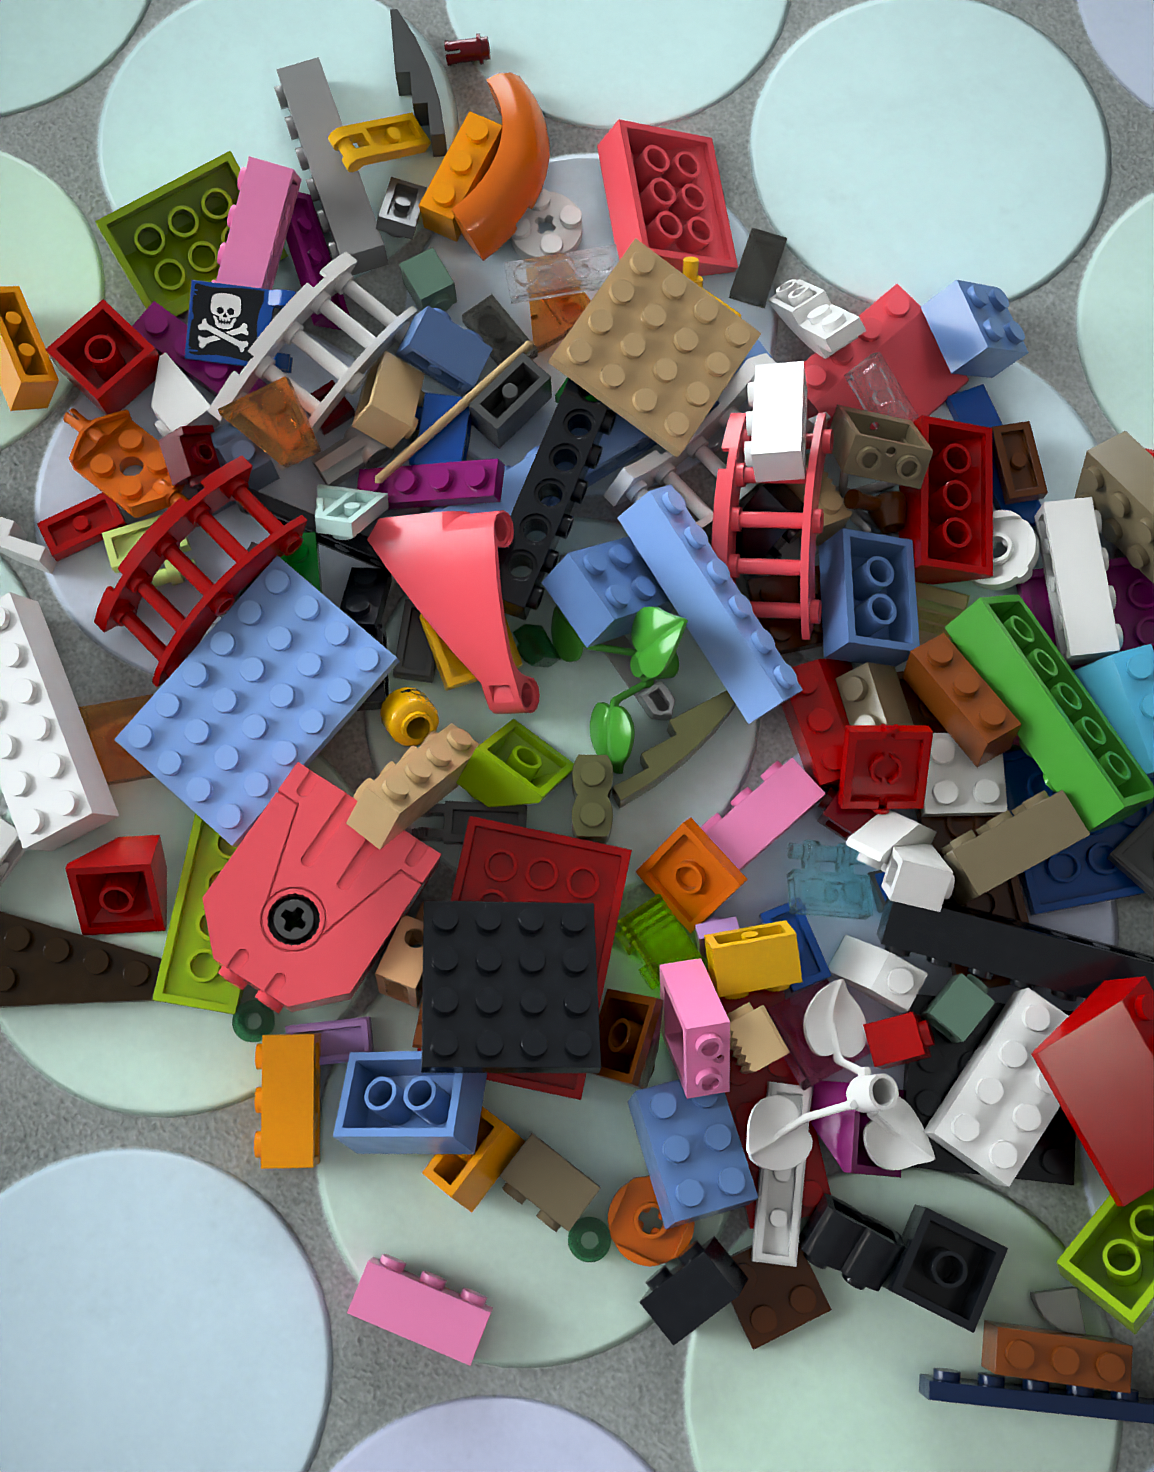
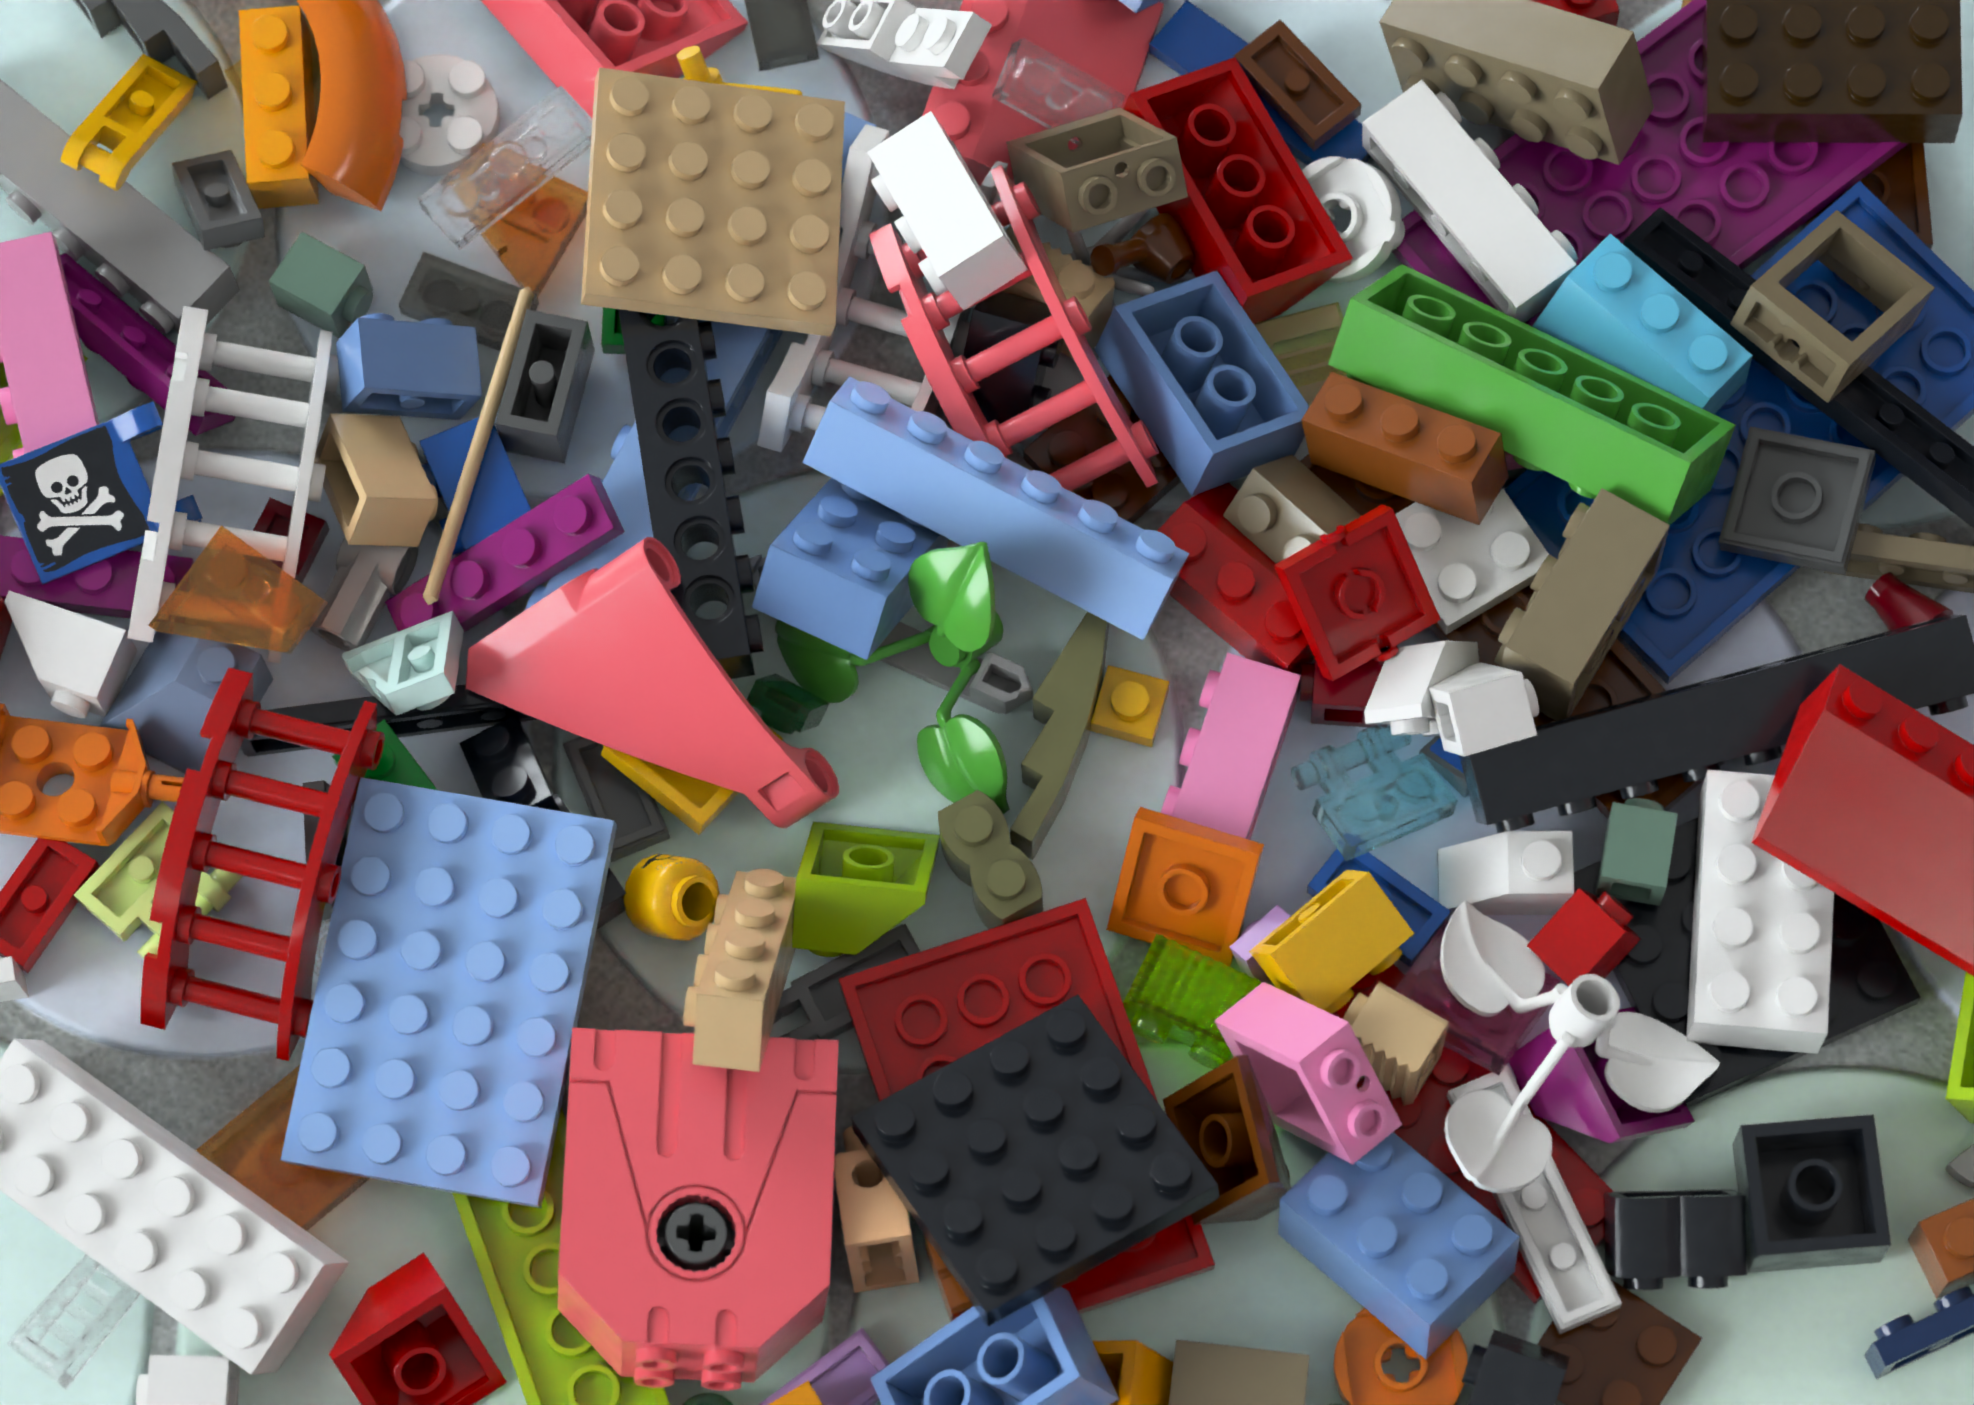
camera: 25 degrees left, 5 degrees down
(189, 455) = (145, 714): dark red brick -> none
(722, 754) = (1130, 706): none -> yellow plate

